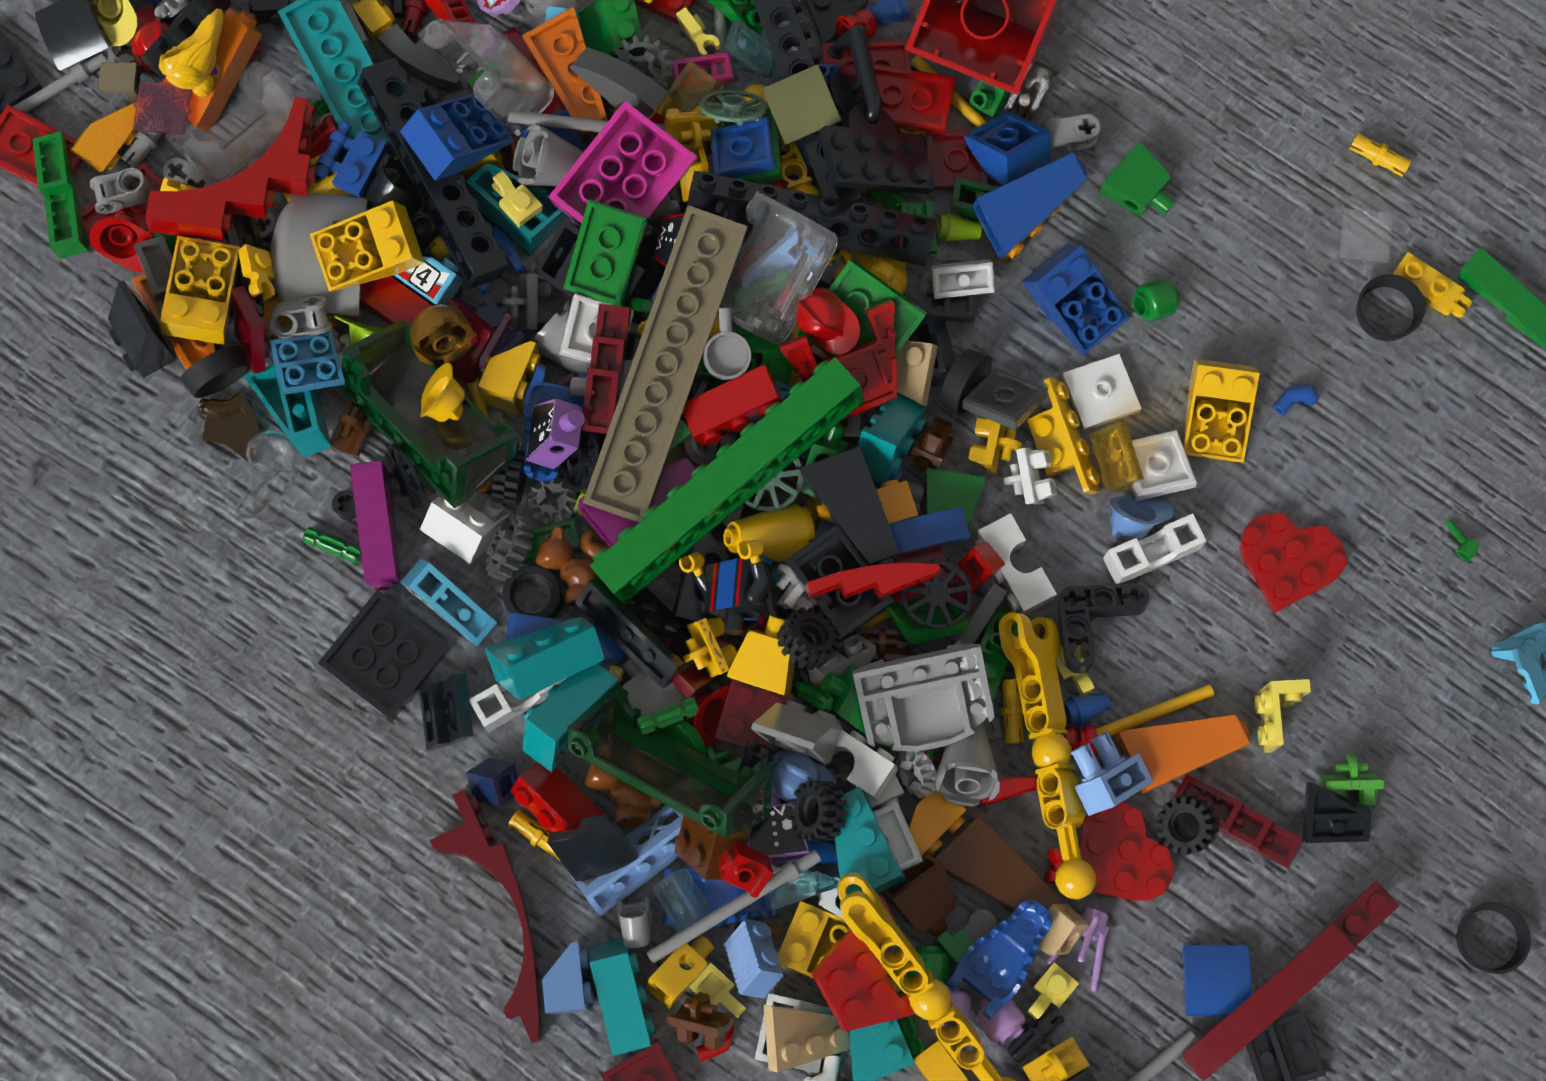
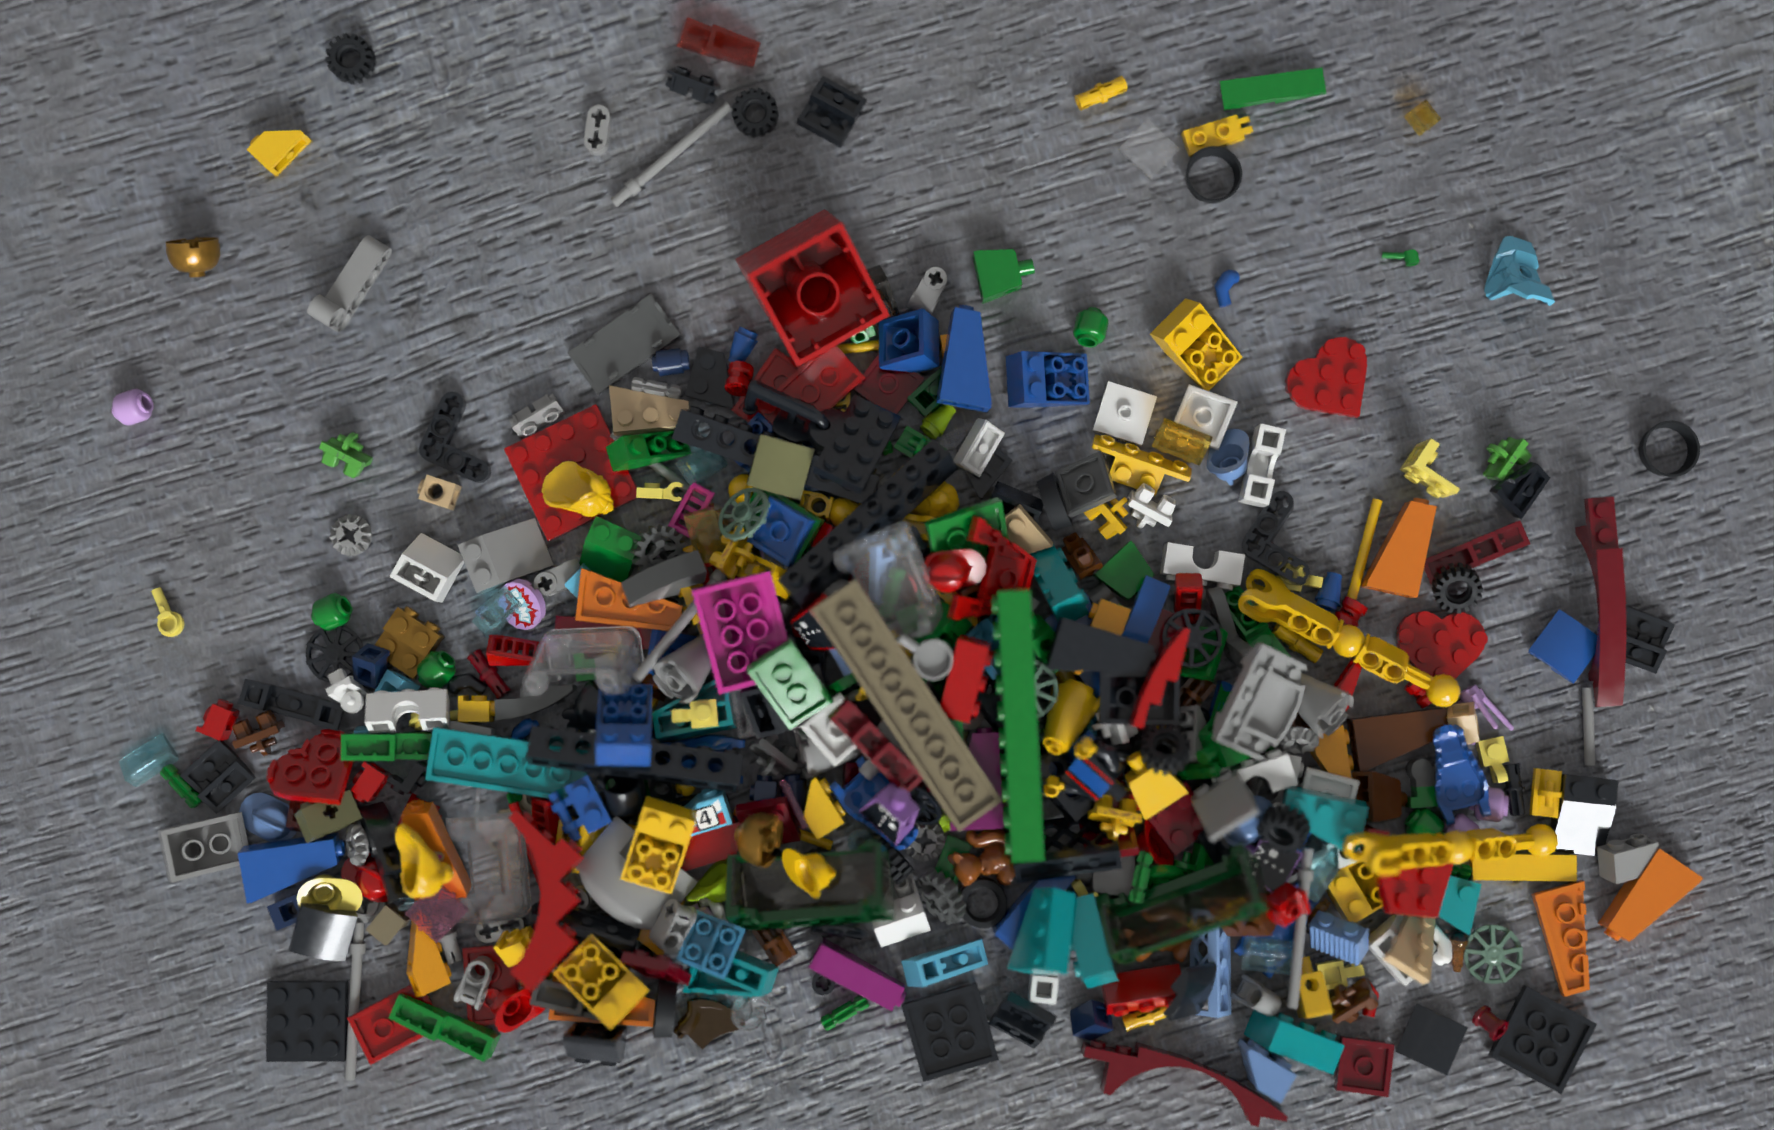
camera: 50 degrees left, 10 degrees up
(258, 267) = (616, 931): yellow plate -> none
(1114, 781) = (1400, 617): light blue brick -> none

